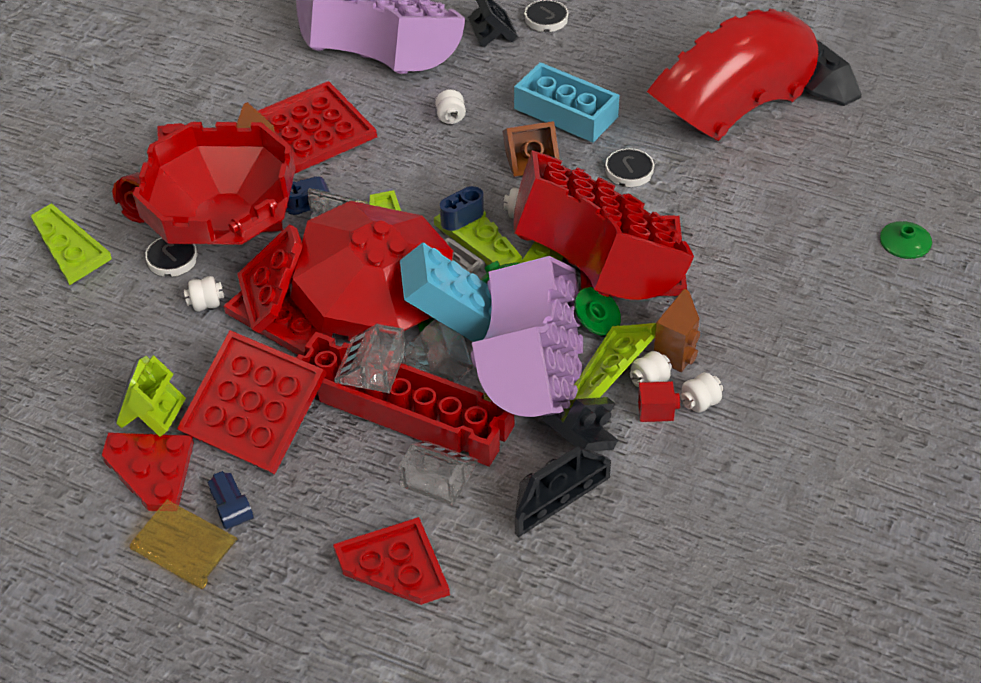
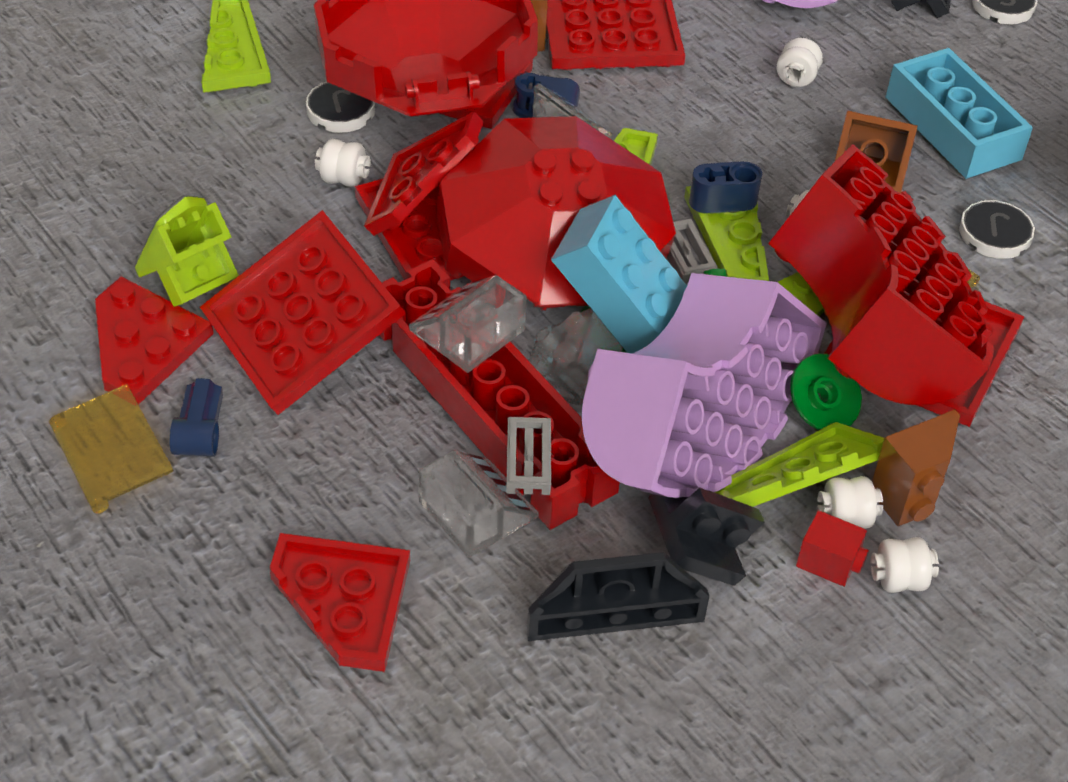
camera: 25 degrees right, 0 degrees up
(468, 442) = (528, 481): none -> light grey tile

